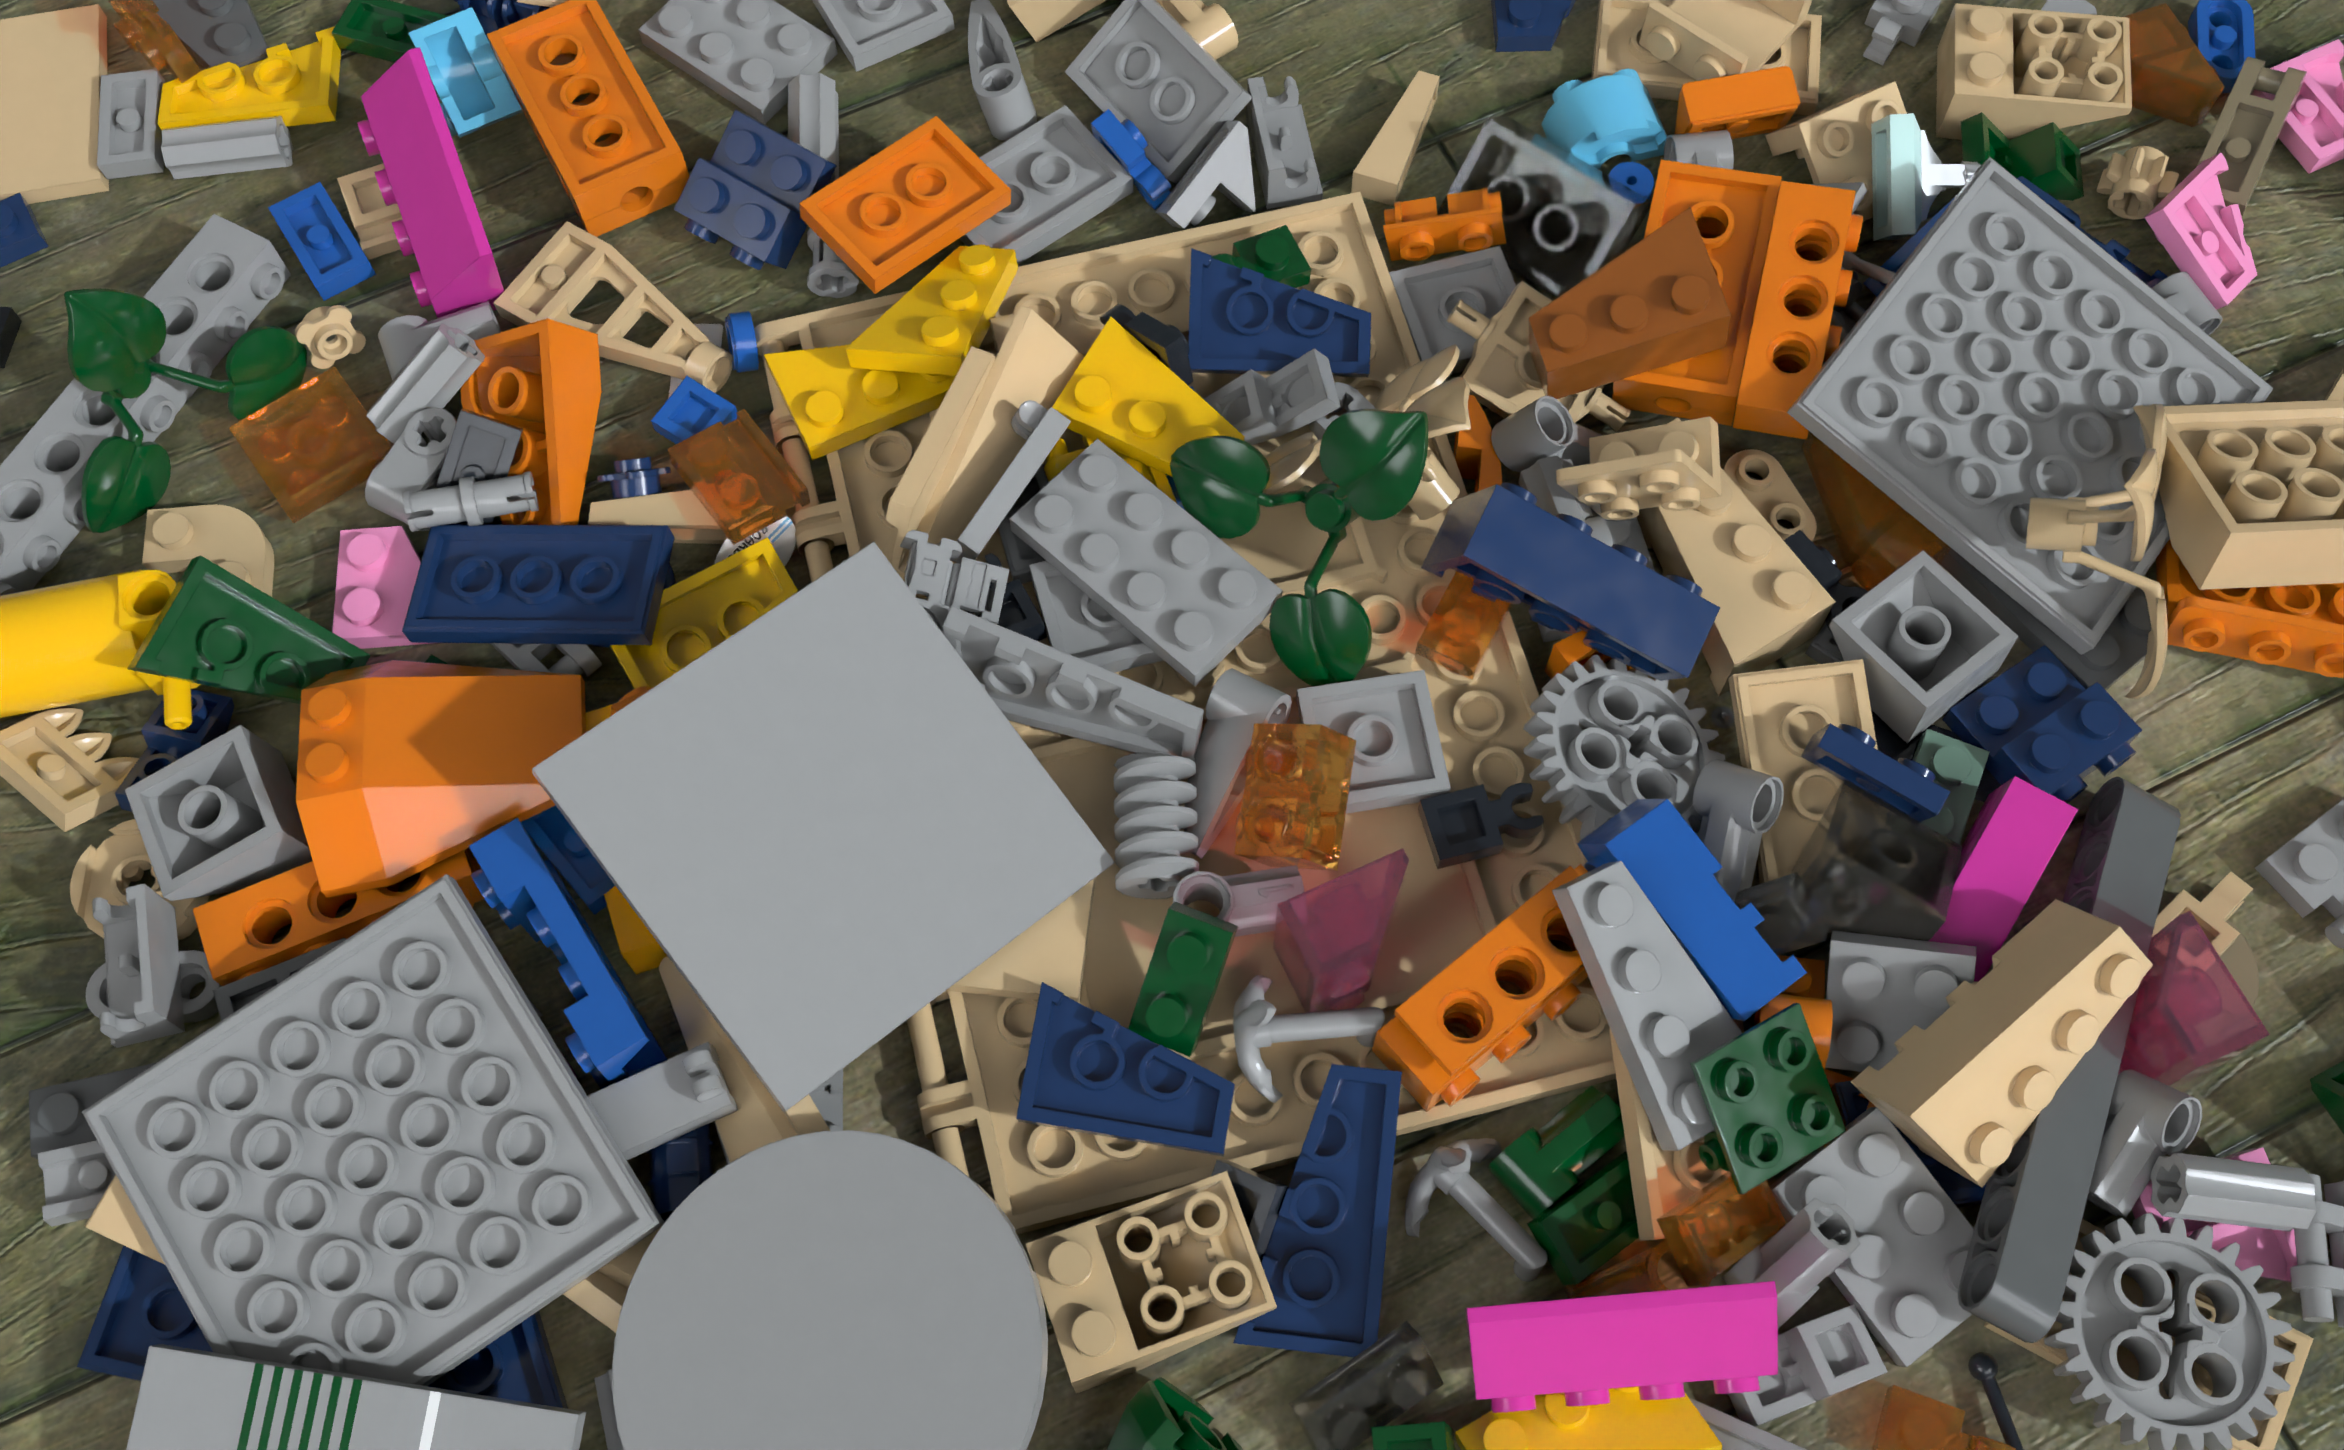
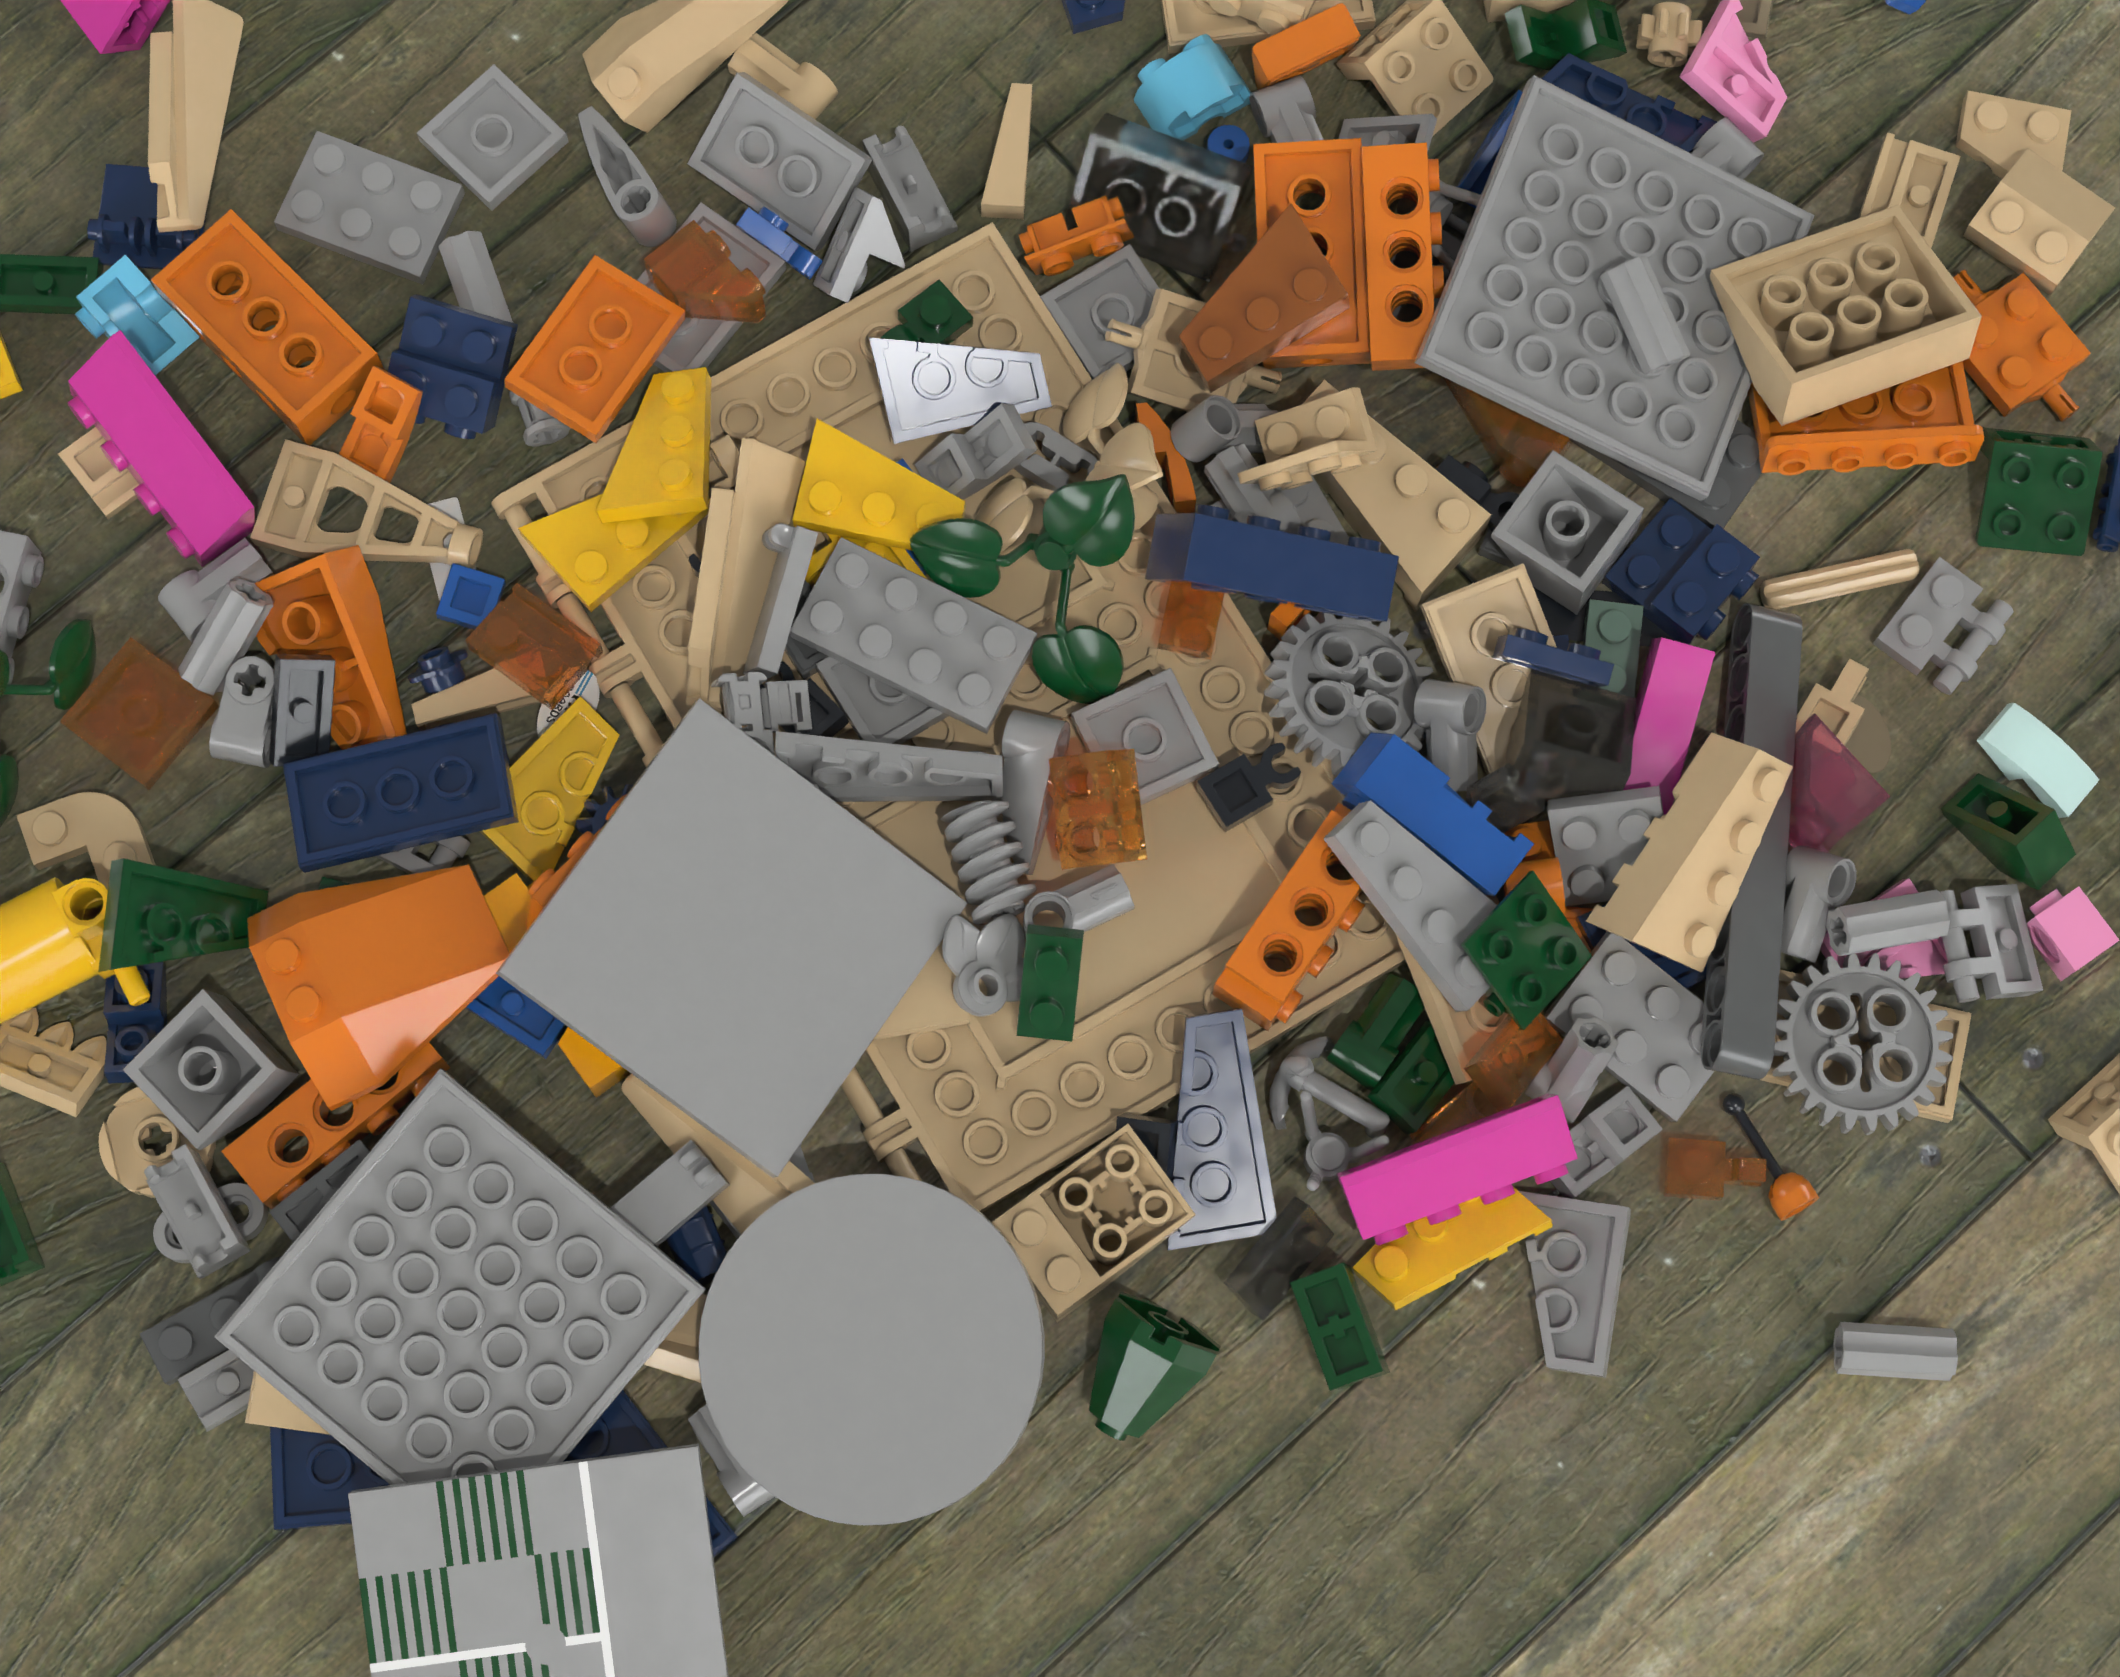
camera: 20 degrees left, 10 degrees up
(321, 324) = (110, 607): tan plate -> none
(322, 241) = (63, 516): blue plate -> none
(374, 586) = (249, 828): bright pink wing -> none
(470, 501) = (313, 735): light grey pin -> none
(609, 1029) = (495, 1058): blue piece -> none
(671, 225) = (382, 423): none -> orange slope
(742, 341) = (487, 515): blue tile -> none
(1041, 165) = (701, 279): none -> clear orange slope
(1115, 1084) = (1023, 1079): dark blue wing -> none
(1119, 927) = (985, 954): none -> light grey plate
(1160, 339) = (866, 428): black plate -> none
(1258, 1027) = (1123, 1002): light grey piece -> none
(1337, 933) = (1164, 915): clear pink slope -> none
(1460, 1278) = (1329, 1152): none -> light grey plant
(1774, 495) = (1417, 424): tan plate -> none
(1907, 176) = (1471, 89): light aqua piece -> none
(2065, 427) = (1645, 315): none -> light grey axle
(2074, 523) = (1664, 403): tan plant -> none
(2232, 784) = (1839, 579): none -> tan axle

